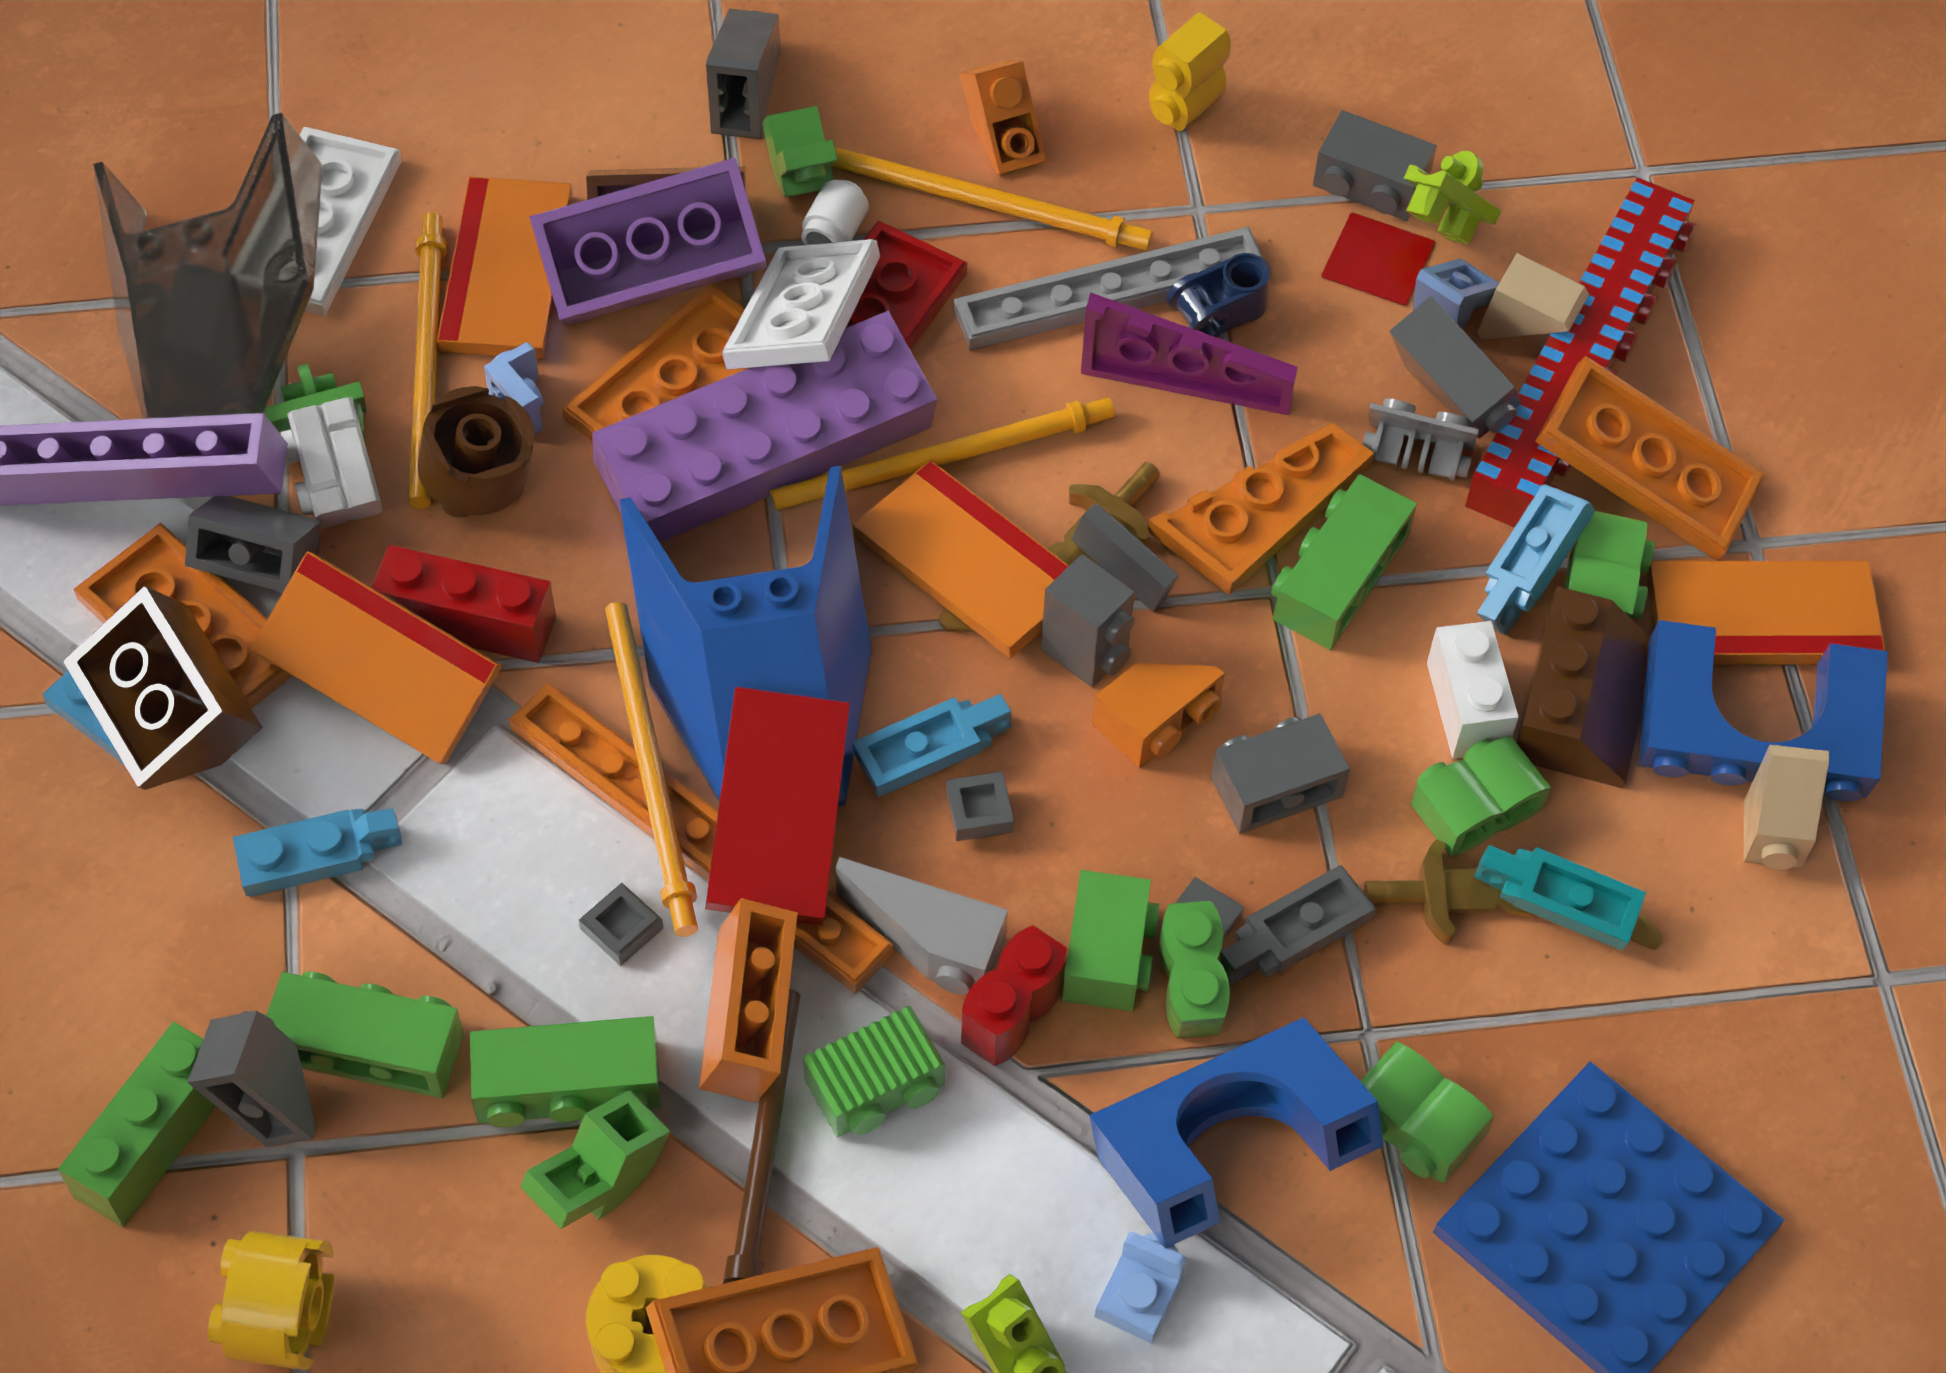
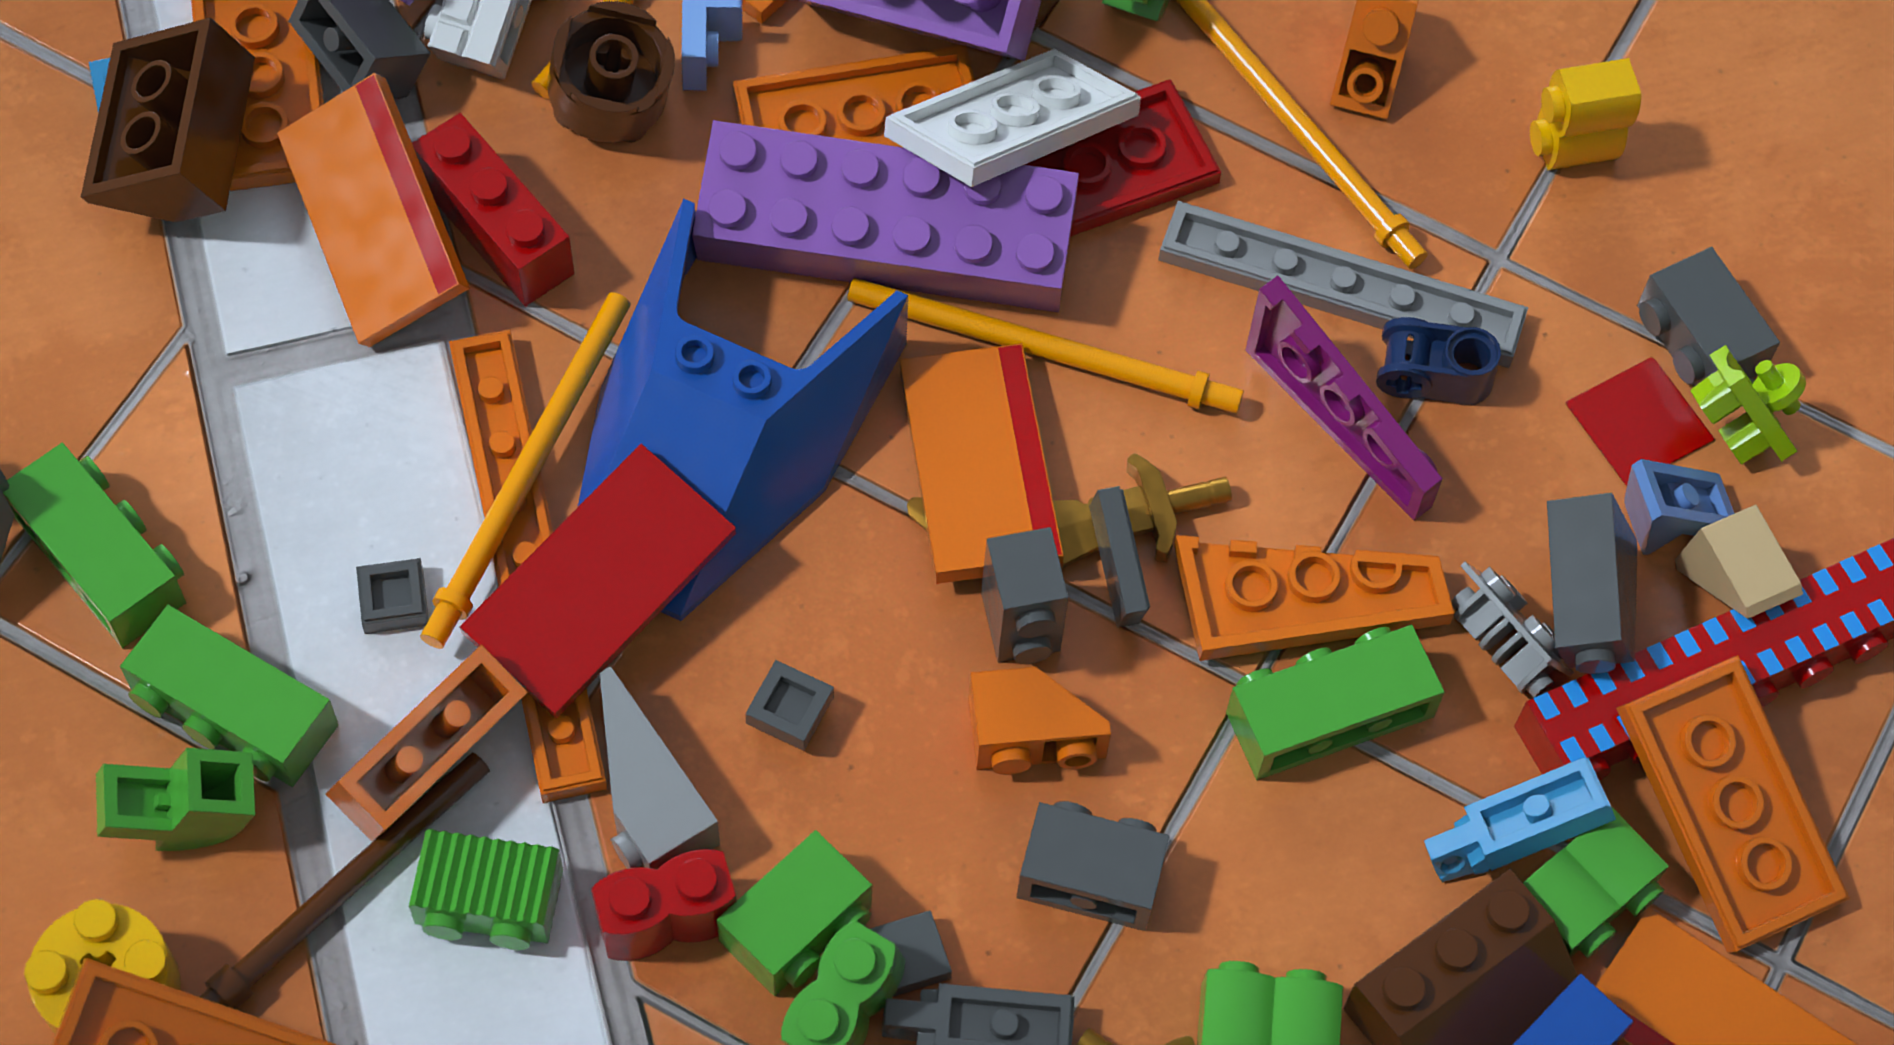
camera: 35 degrees right, 5 degrees up
(313, 849) = (194, 349): dark azure hinge -> none
(835, 213) = (1130, 49): white brick -> none
(929, 741) = (796, 613): dark azure hinge -> none
(1471, 685) = (1349, 909): white piece -> none

